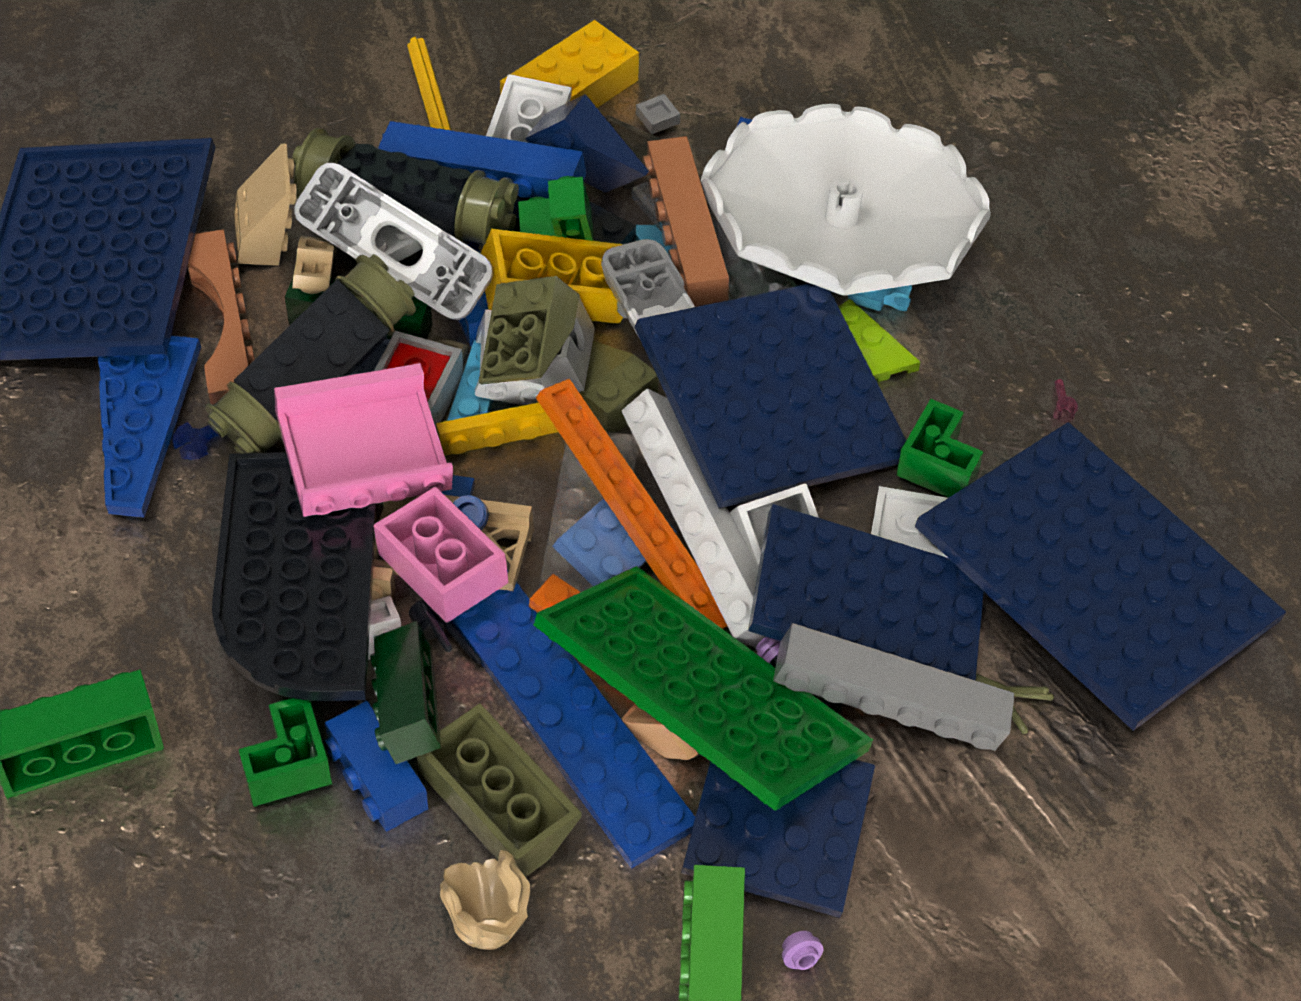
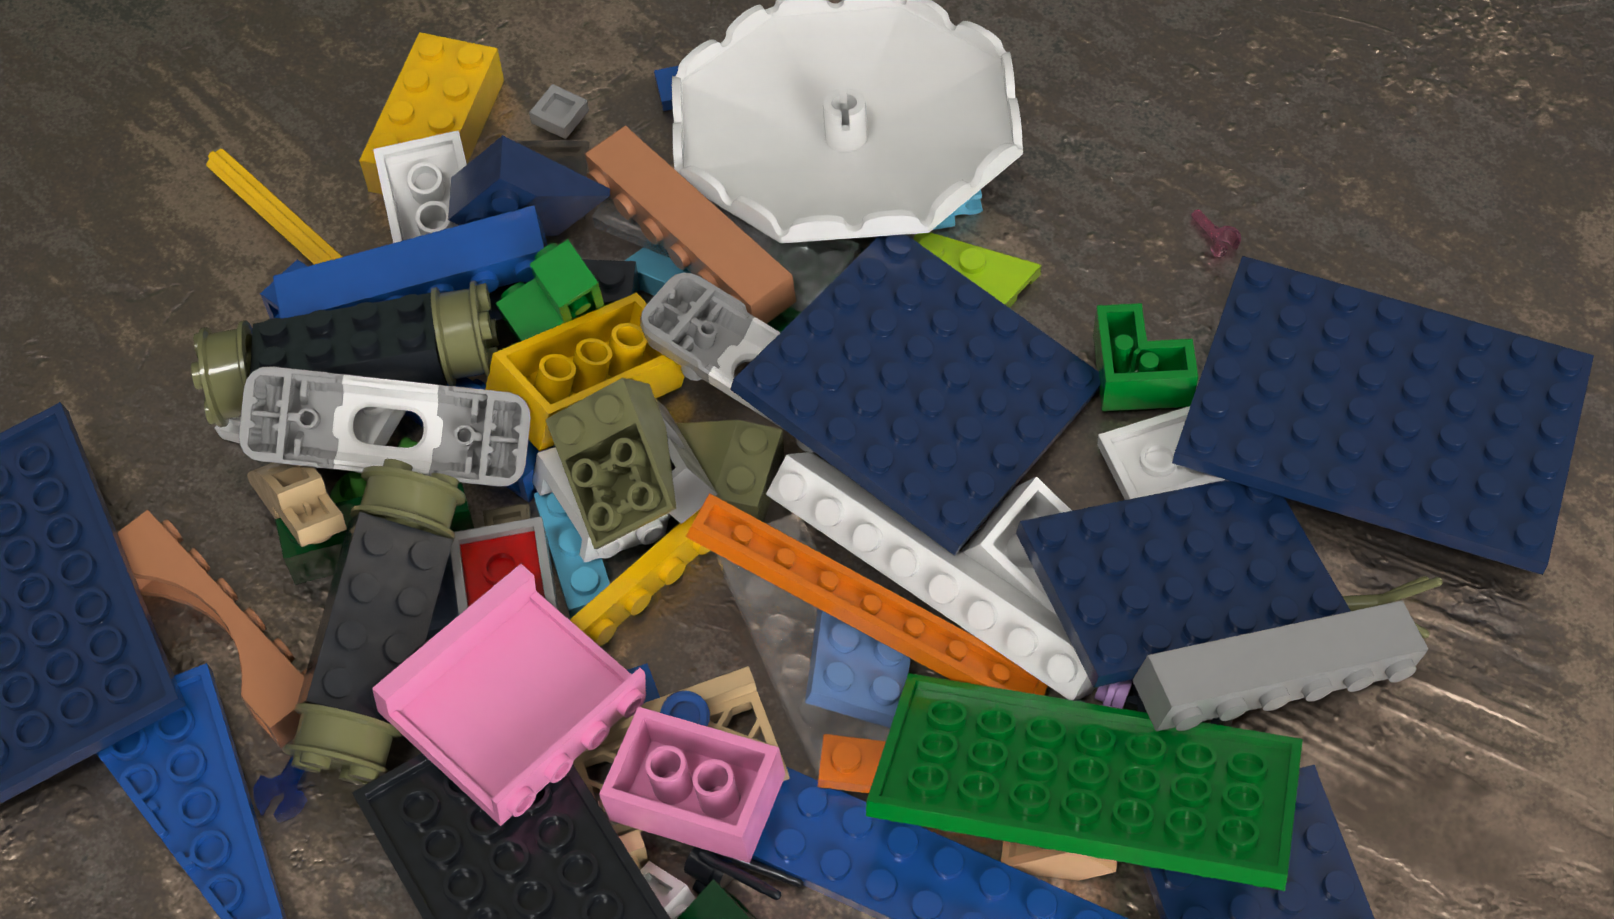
camera: 25 degrees left, 5 degrees up
(264, 211) = (187, 460): tan slope -> none

